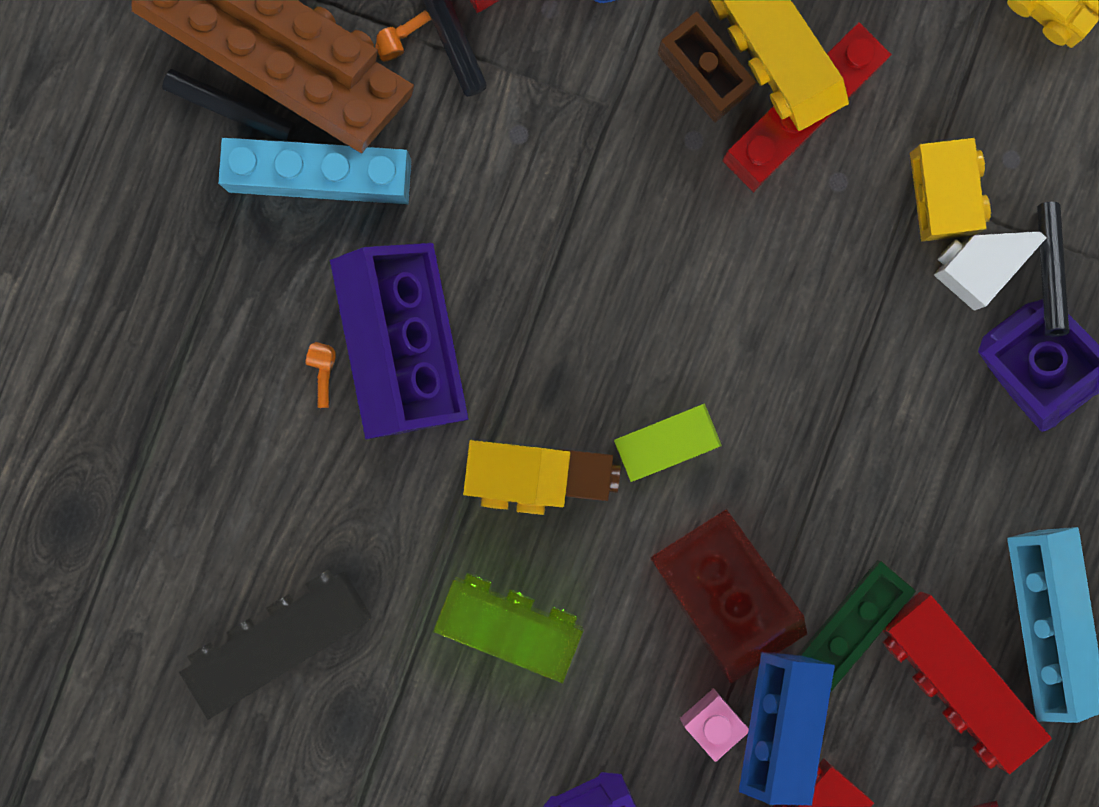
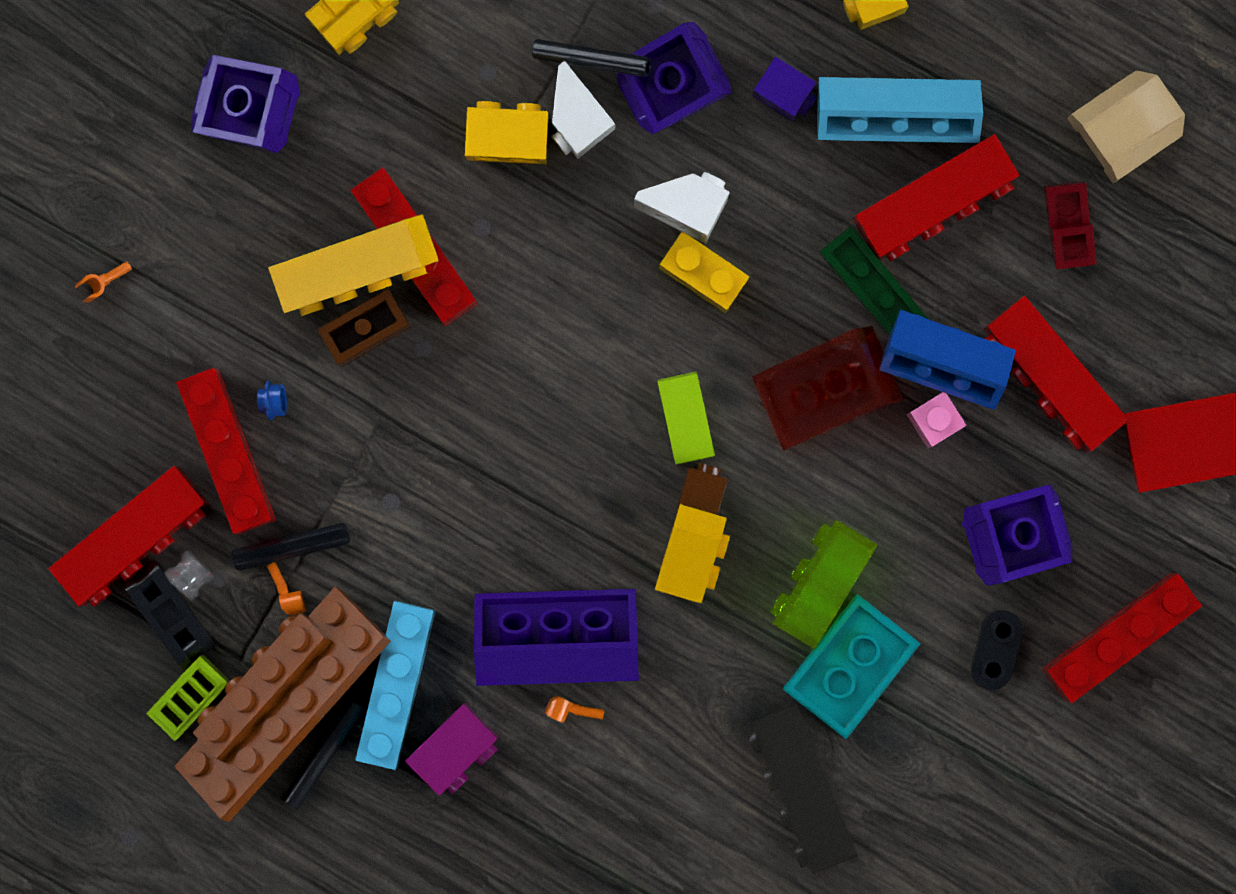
camera: 75 degrees left, 0 degrees up
(255, 246) = (452, 750): none -> magenta brick
(422, 674) = (851, 666): none -> teal tile
(835, 434) = (703, 272): none -> yellow brick
(910, 400) = (686, 203): none -> white slope
(1055, 491) = (785, 90): none -> dark purple brick

